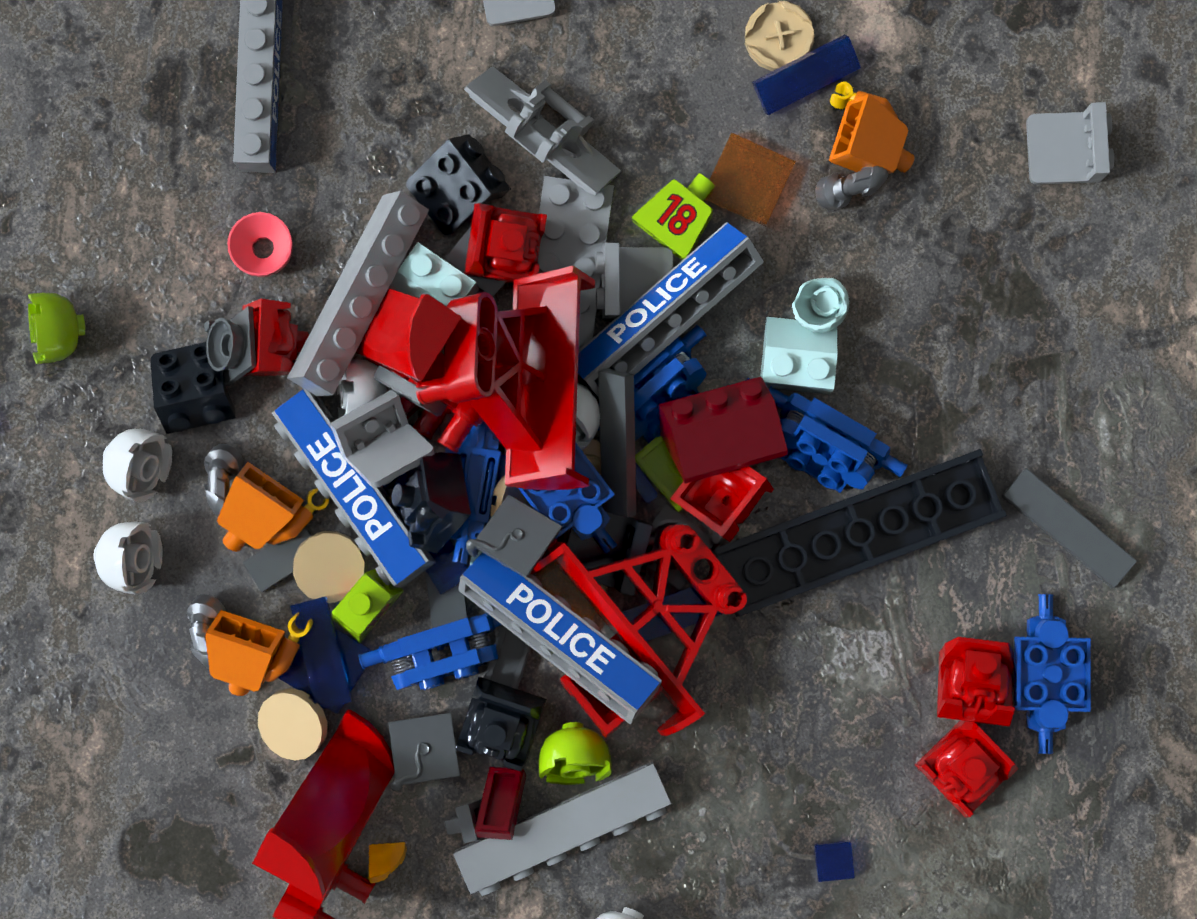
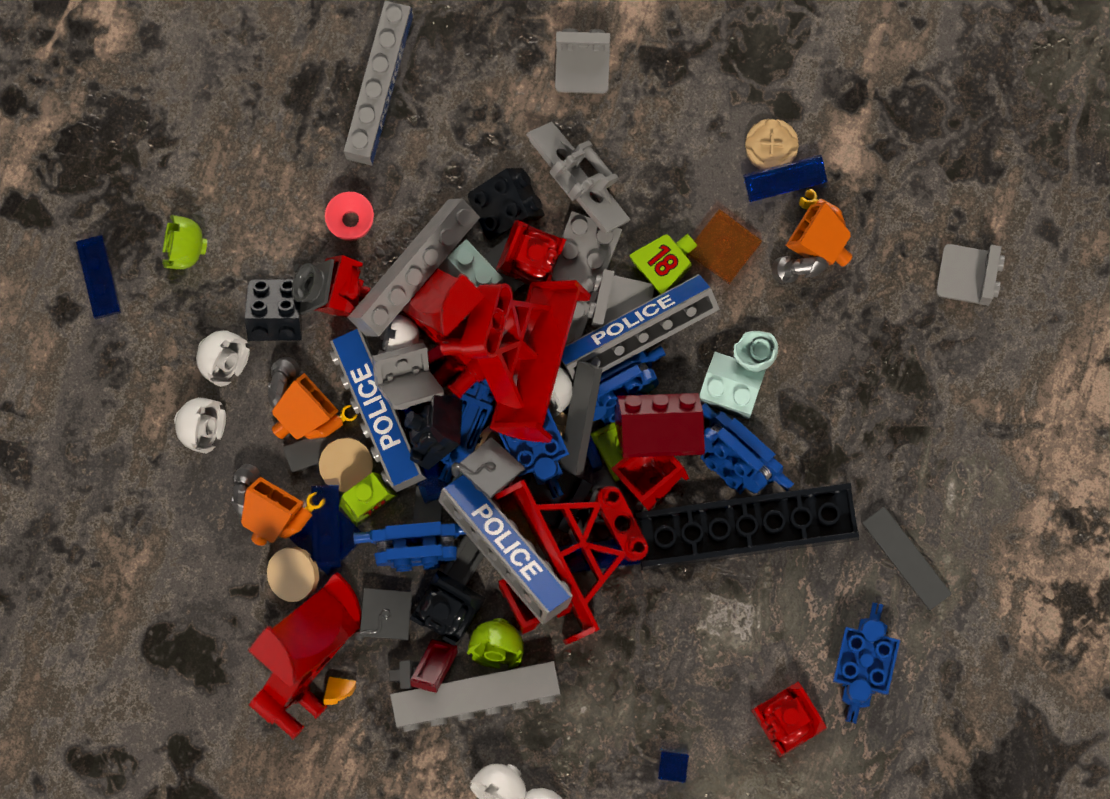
camera: 15 degrees right, 5 degrees down
(406, 390) = (433, 345): tile -> none
(976, 681) = (809, 654): red brick -> none

